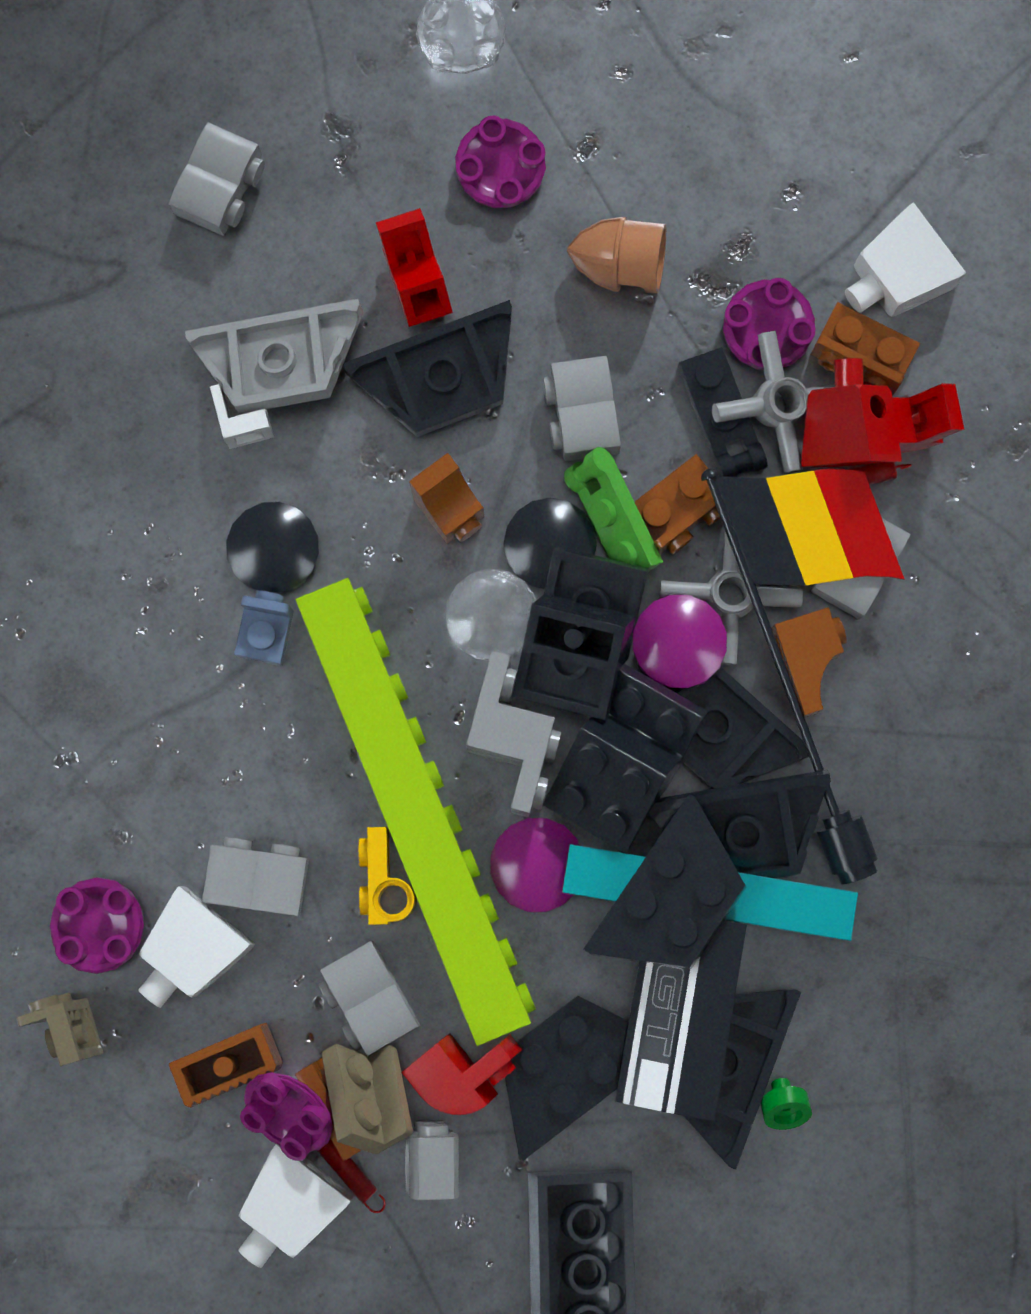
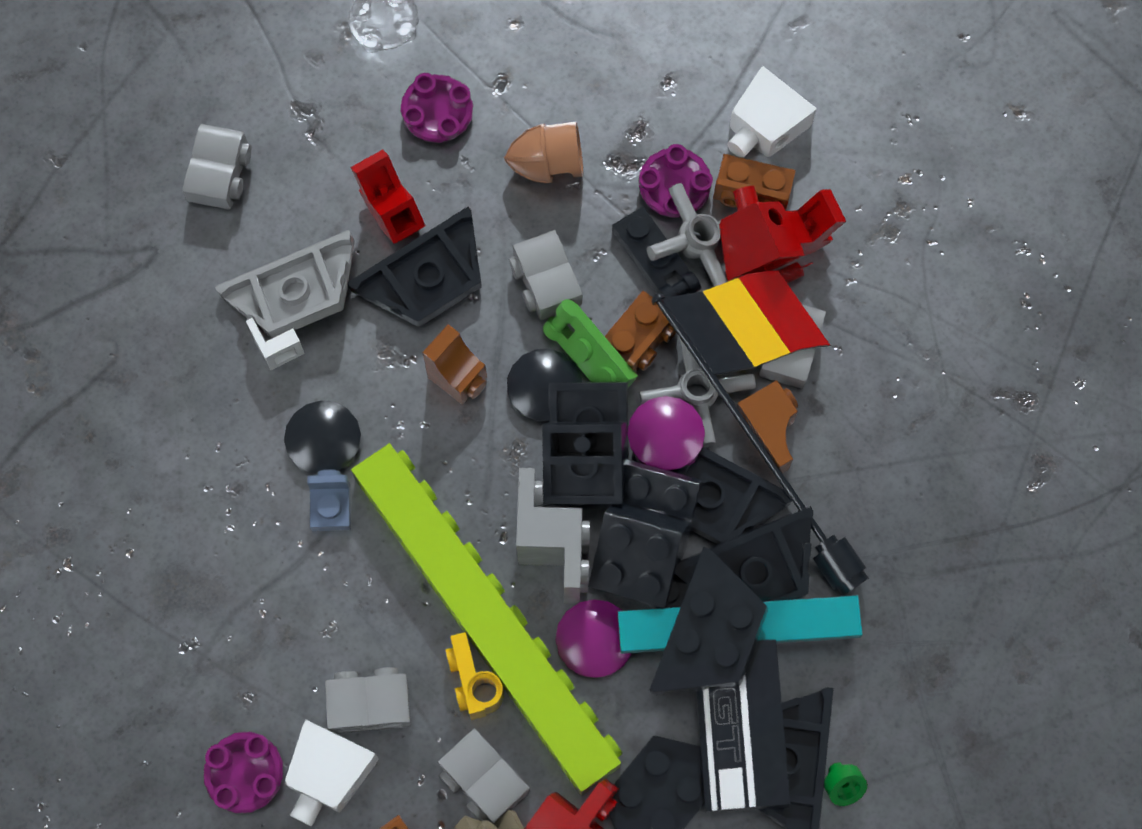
camera: 15 degrees left, 10 degrees down
(489, 613) = (506, 446): clear dish -> none

